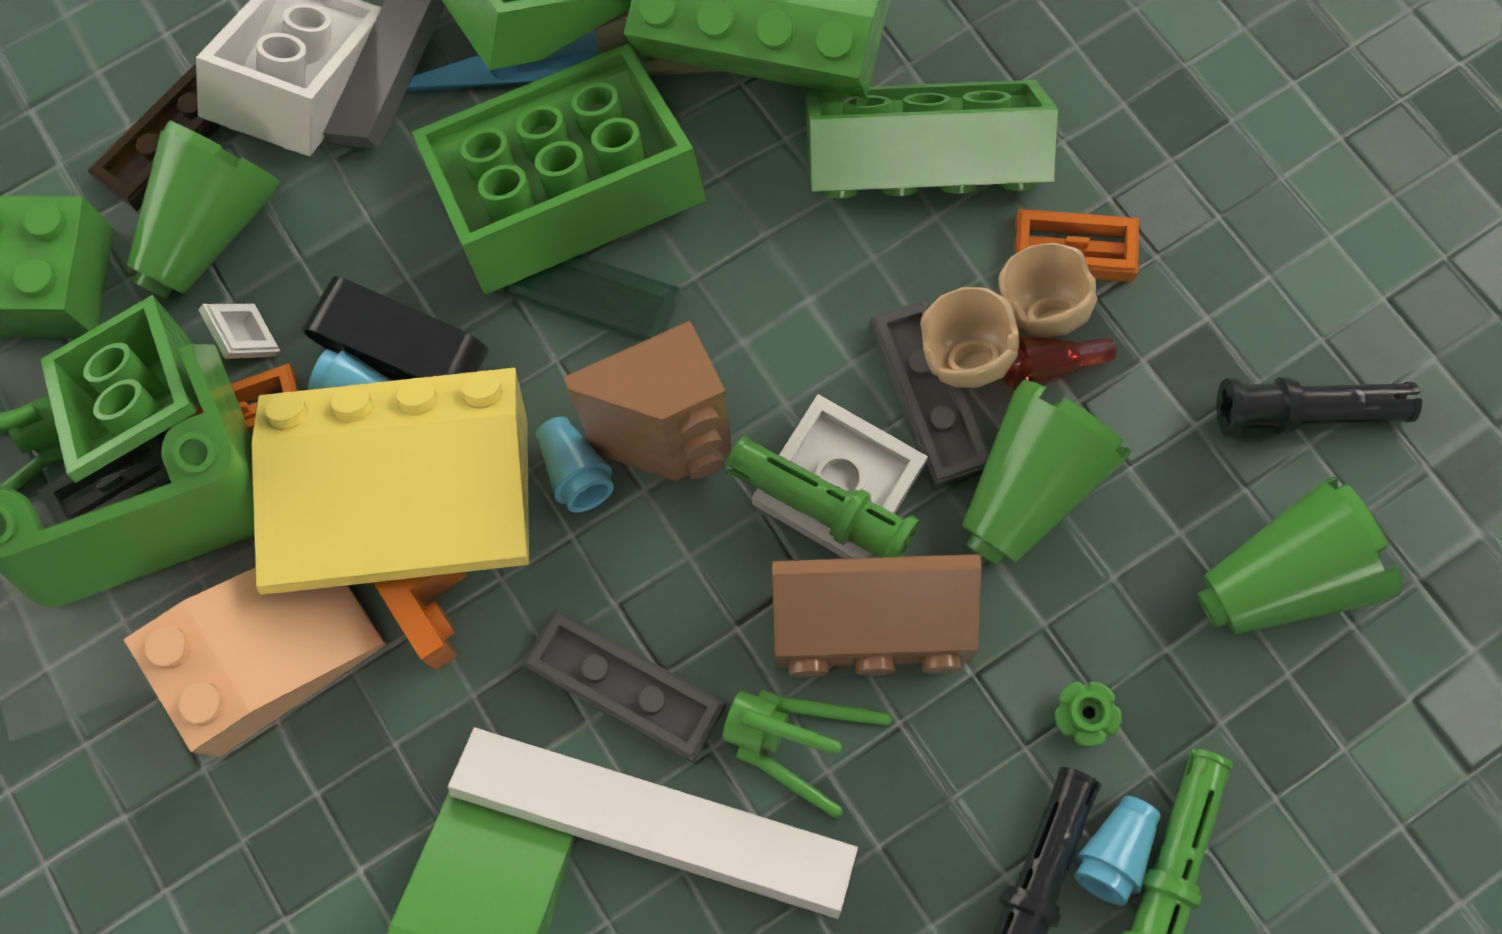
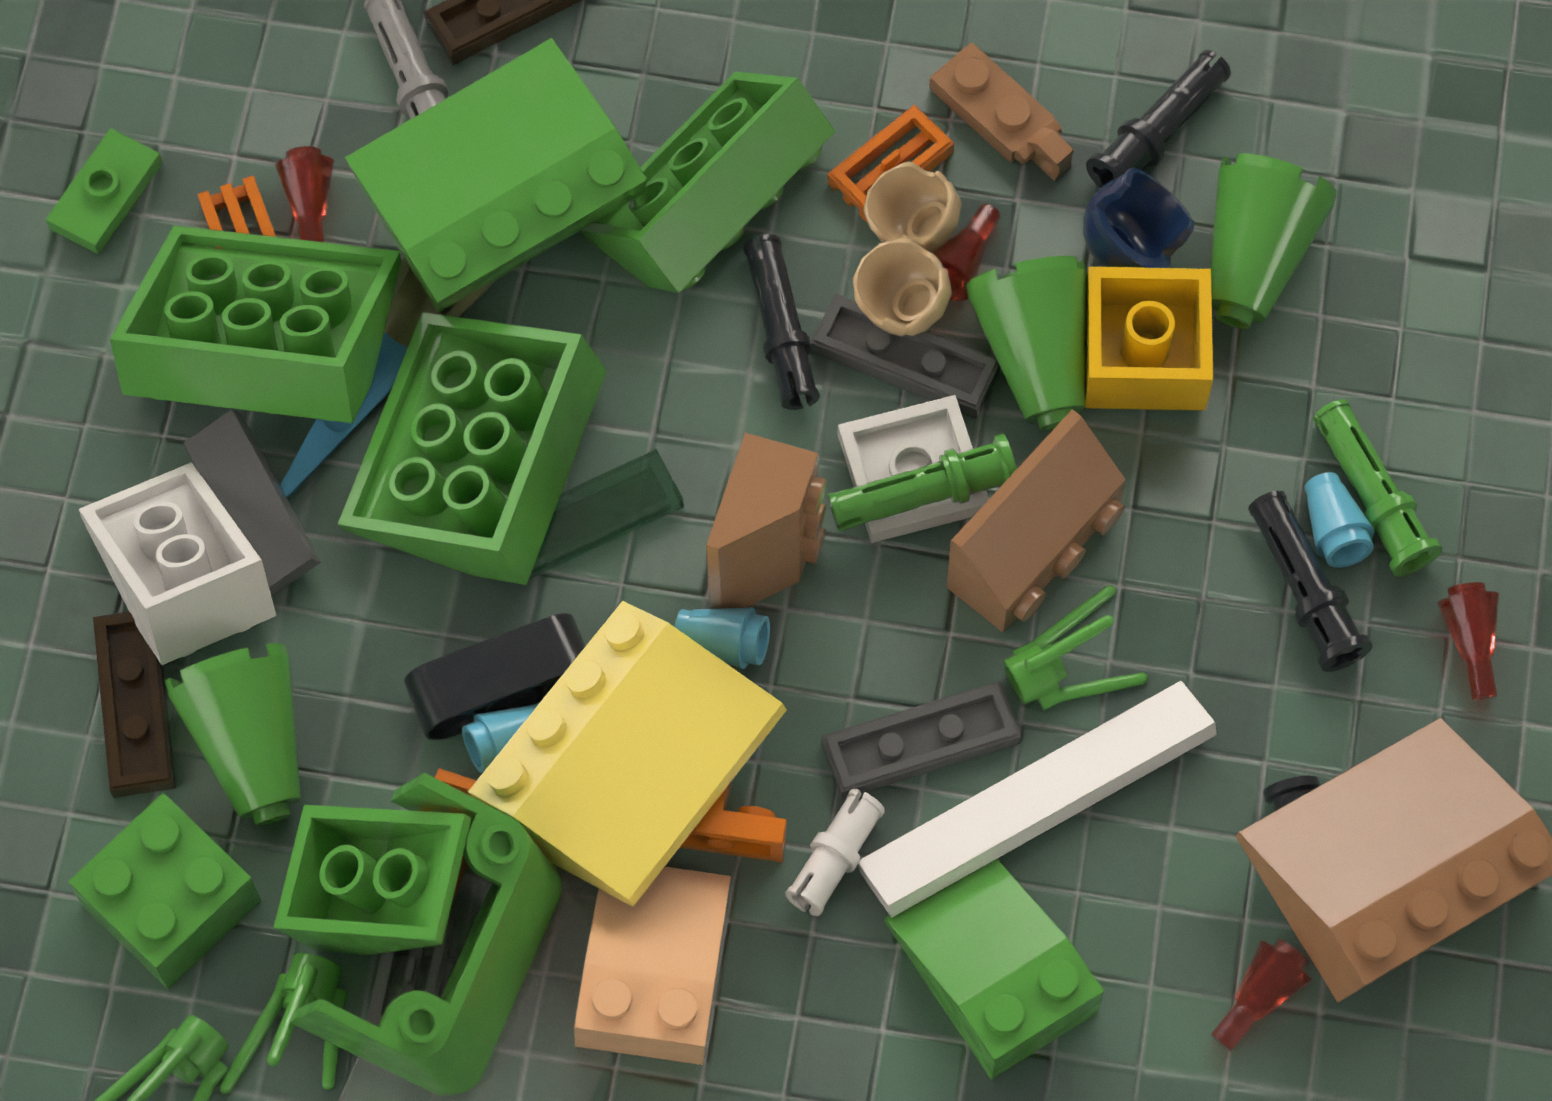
camera: 50 degrees left, 5 degrees down
(238, 331) = (373, 783): white slope -> none
(465, 704) = (835, 852): none -> white pin
(851, 301) = (786, 343): none -> black pin
(1072, 722) = (1224, 473): bright green plate -> none
(1120, 556) = (1148, 338): none -> yellow brick
(1201, 284) = (1001, 111): none -> medium nougat hinge
(1208, 462) = (1135, 222): none -> dark blue helmet

